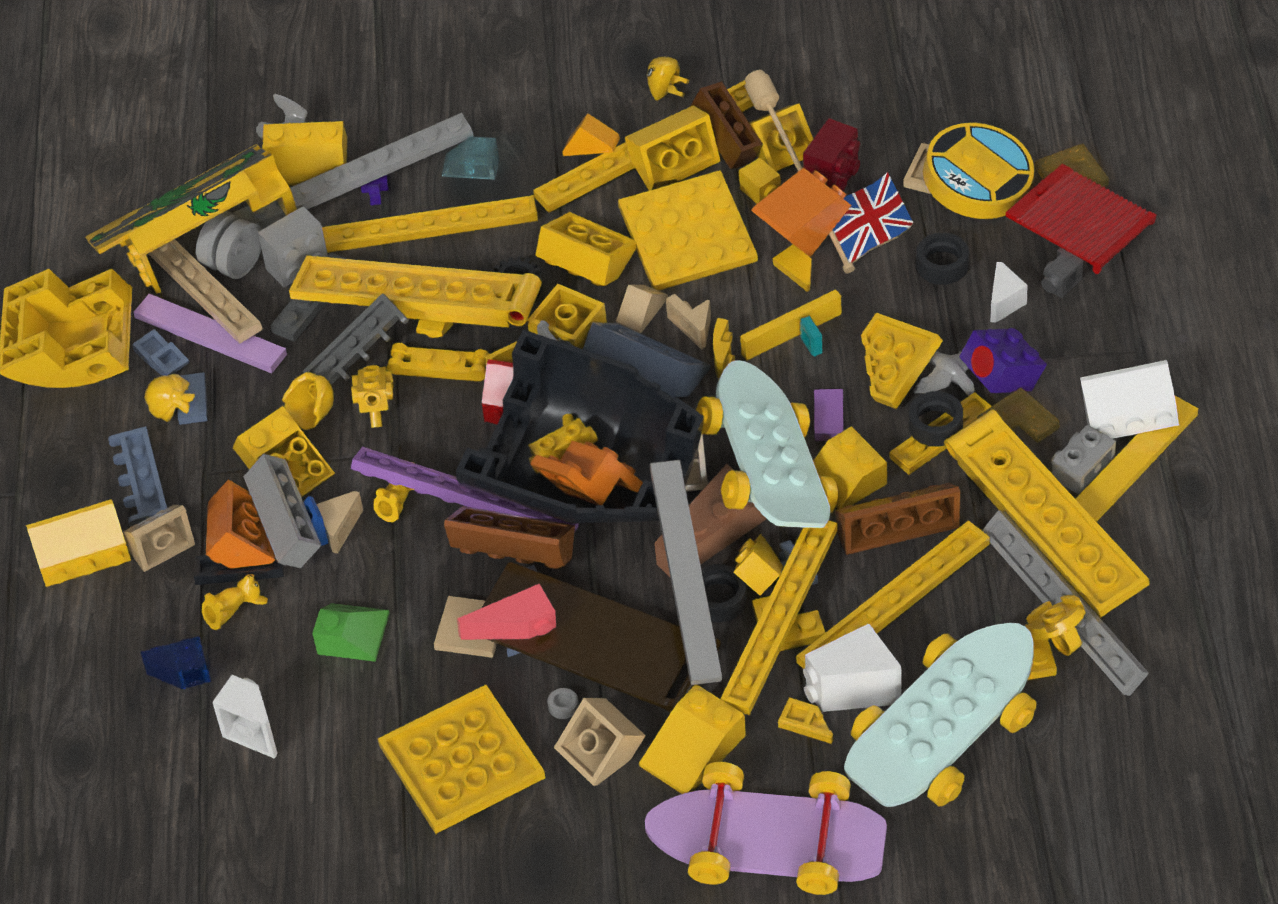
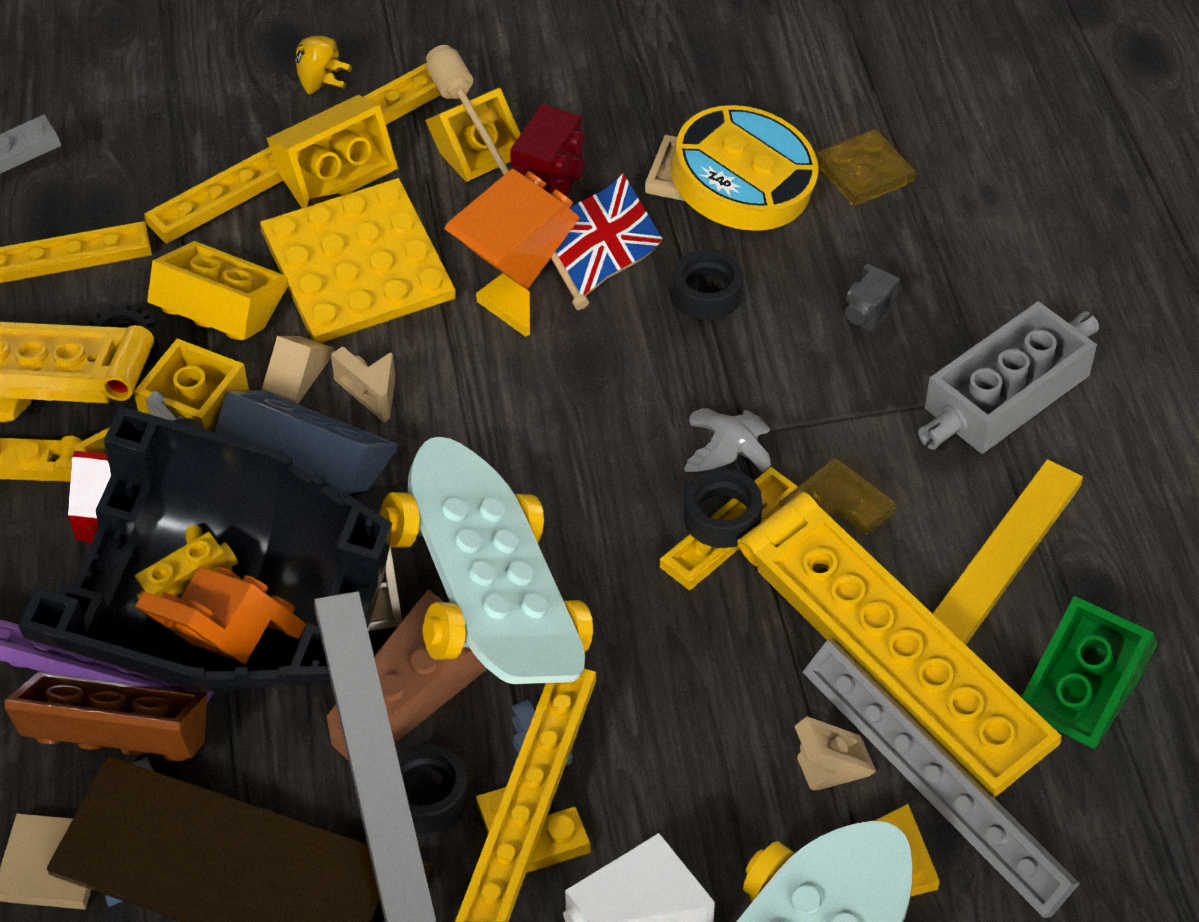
camera: 10 degrees left, 0 degrees up
(473, 159) = (62, 176): clear light blue slope -> none
(513, 617) = (112, 849): coral slope -> none
(591, 138) = (222, 143): light orange slope -> none
(722, 346) = (413, 418): yellow slope -> none
(731, 130) = (412, 127): reddish brown brick -> none
(757, 564) = (482, 741): yellow slope -> none
(758, 180) = (450, 189): yellow brick -> none
(788, 325) = (506, 383): yellow tile -> none
(811, 336) = (536, 397): teal tile -> none
(828, 413) = (569, 508): medium lavender tile -> none
(852, 465) = (610, 582): yellow slope -> none
(895, 357) = (657, 422): yellow plate -> none
(898, 518) = (683, 657): dark orange slope -> none
(909, 585) = (696, 772): yellow plate -> none
(993, 585) = (831, 754): none -> tan slope
(1002, 360) = (807, 420): dark purple brick -> none
(1008, 293) = (802, 327): white slope -> none
(1058, 623) = (936, 810): yellow tile -> none
(1080, 216) = (888, 222): red door -> none
(1083, 459) = (935, 556): light grey brick -> none
(1130, 400) = (992, 471): white slope -> none
(1157, 330) = (1009, 377): none -> light grey brick
(1178, 540) = (1088, 671): none -> green slope

